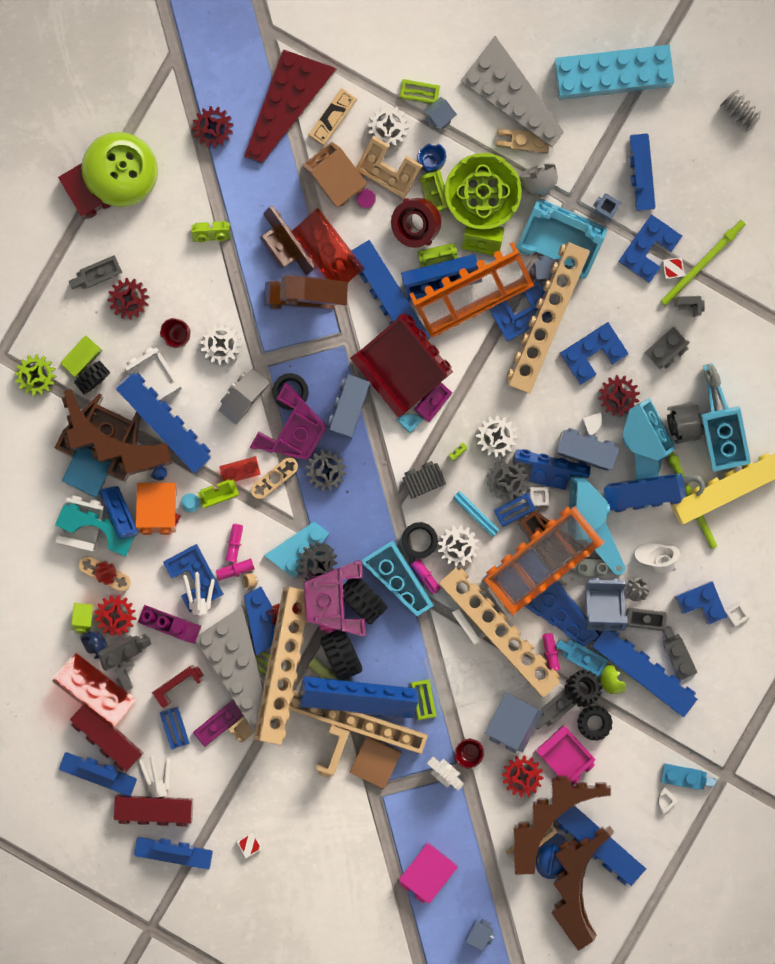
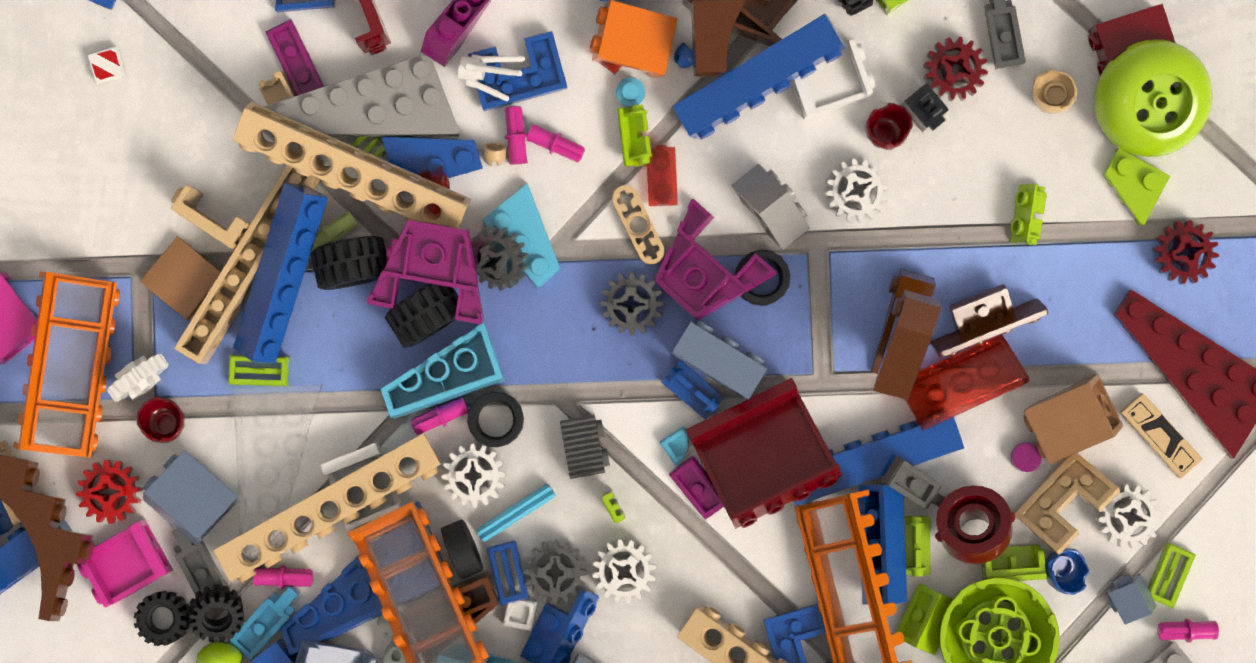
camera: 105 degrees right, 0 degrees up
(129, 232) = (1054, 91): none -> tan hair
(158, 311) = (926, 108): none -> black brick
(175, 167) = (1136, 183): none -> lime wing
(372, 419) = (693, 390): none -> blue hinge
(399, 266) = (913, 483): none -> dark grey hinge
(448, 820) = (67, 365): none -> window
(451, 73) = (1188, 630): none -> dark pink axle
(506, 541) = (461, 549): none -> black tyre

